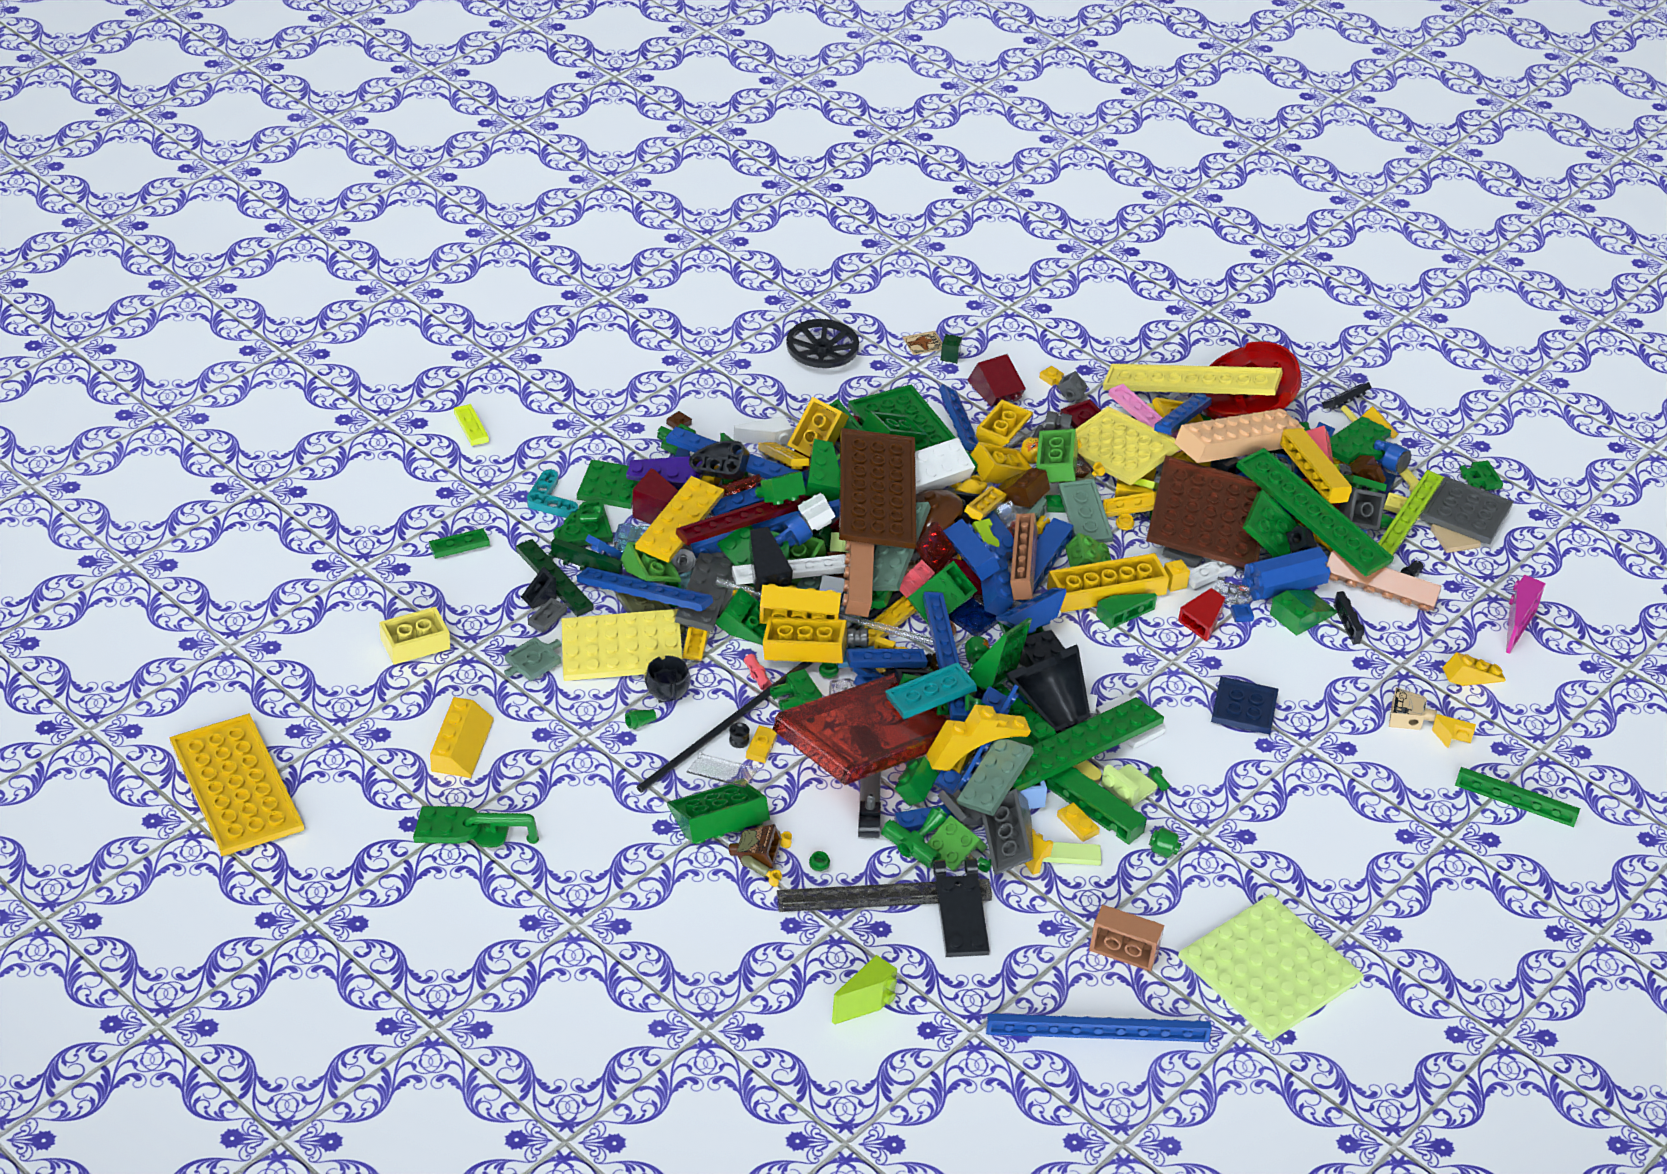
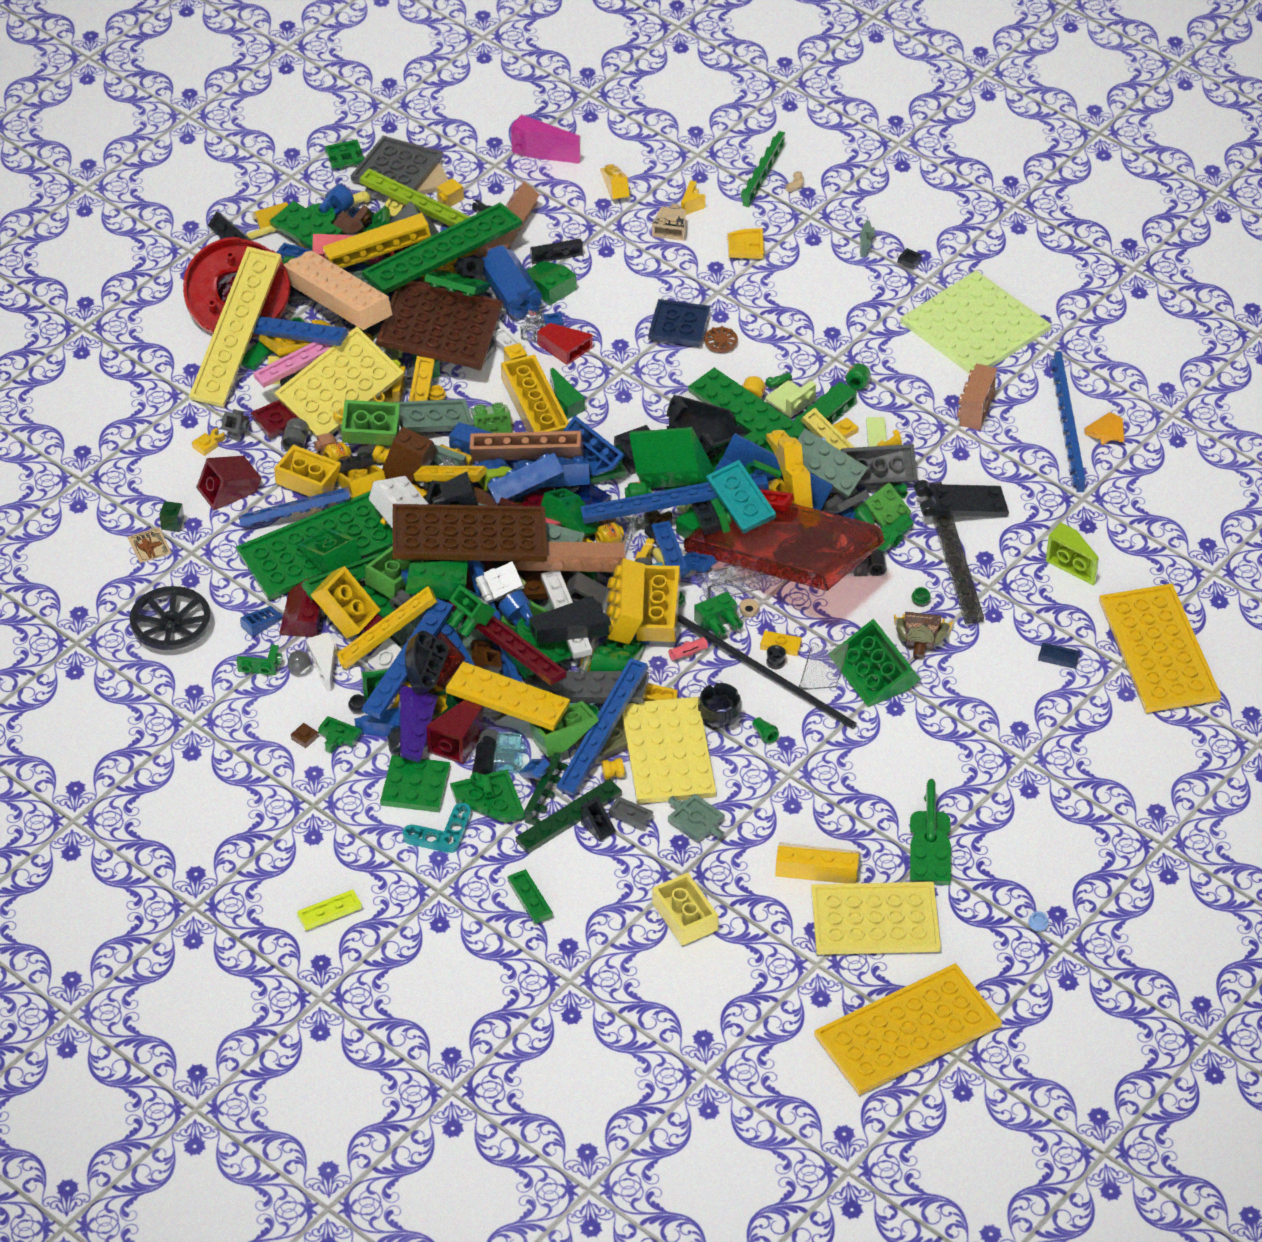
camera: 90 degrees left, 5 degrees up
(345, 901) = (1038, 921): none -> light blue plate
(378, 775) = (875, 918): none -> light yellow plate
(603, 604) = (612, 768): none -> yellow wheel
(615, 521) = (484, 756): none -> black plate
(720, 1063) = (1159, 648): none -> yellow plate
(721, 972) = (1059, 655): none -> dark blue tile
(762, 412) = (299, 662): none -> dark grey piece
(766, 401) = (261, 665): none -> green bracket
(819, 392) = (253, 626): none -> blue slope
(918, 624) = (609, 533): none -> yellow head
(930, 721) = (778, 500): none -> red plate
(935, 489) = (457, 492): none -> black torso
(1018, 456) = (360, 461): none -> black plate
(1057, 799) = (823, 428): none -> light yellow plate
(1088, 1067) = (1107, 428): none -> light orange slope
(1137, 751) = (755, 385): none -> yellow head
(1223, 738) = (721, 339): none -> dark orange wheel
(1376, 913) = (909, 258): none -> black plate
(1382, 770) = (746, 243): none -> yellow plate
(1409, 874) = (867, 234): none -> sand green slope
(1430, 545) = (450, 193): none -> yellow brick
(1500, 828) = (797, 182): none -> tan arm

